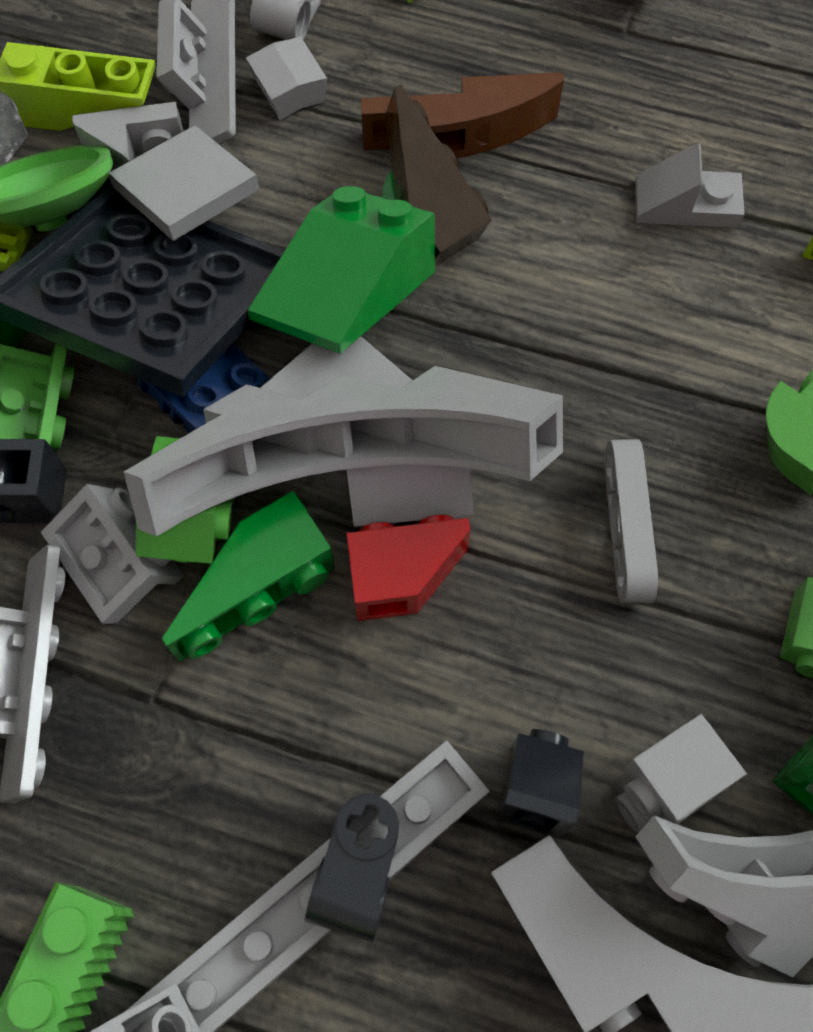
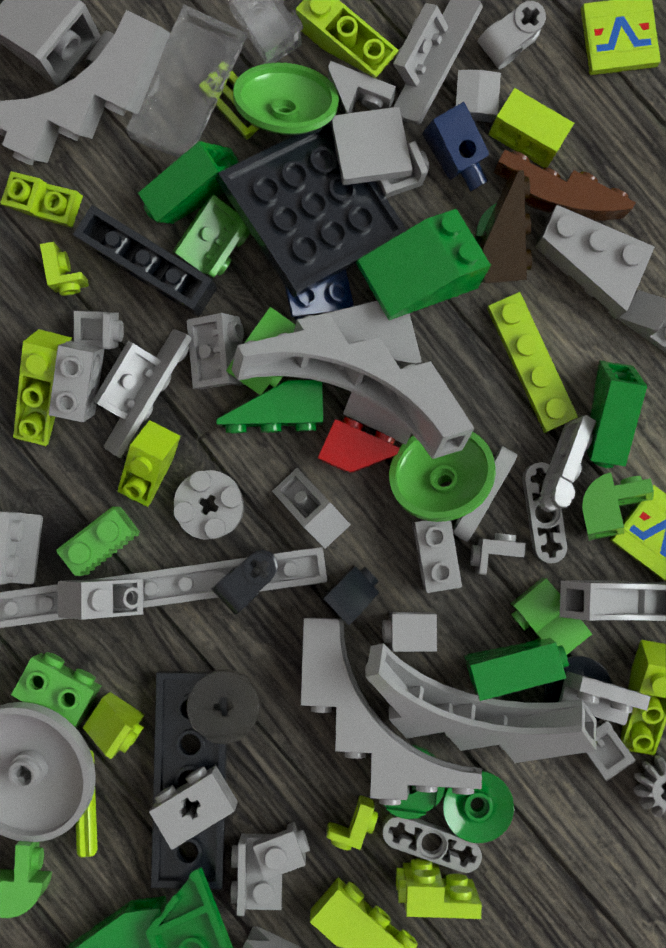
camera: 35 degrees right, 20 degrees up
(85, 781) = (148, 462): none -> lime slope
(196, 816) = (189, 510): none -> light grey plate
(258, 206) = (420, 169): none -> light grey bracket
(296, 124) = (454, 133): none -> dark blue torso
(373, 69) = (530, 128): none -> lime hinge
(393, 691) = (311, 508): none -> light grey slope
(558, 157) = (596, 257): none -> light grey wedge
(560, 526) = (418, 479): none -> bright green dish
(570, 325) = (532, 362): none -> lime plate
(625, 642) = (436, 555): none -> light grey brick
(705, 577) = (502, 545): none -> light grey bracket
(714, 409) = (565, 464): none -> light grey hinge
(726, 315) = (616, 409): none -> green slope
(729, 524) = (537, 540): none -> light grey beam

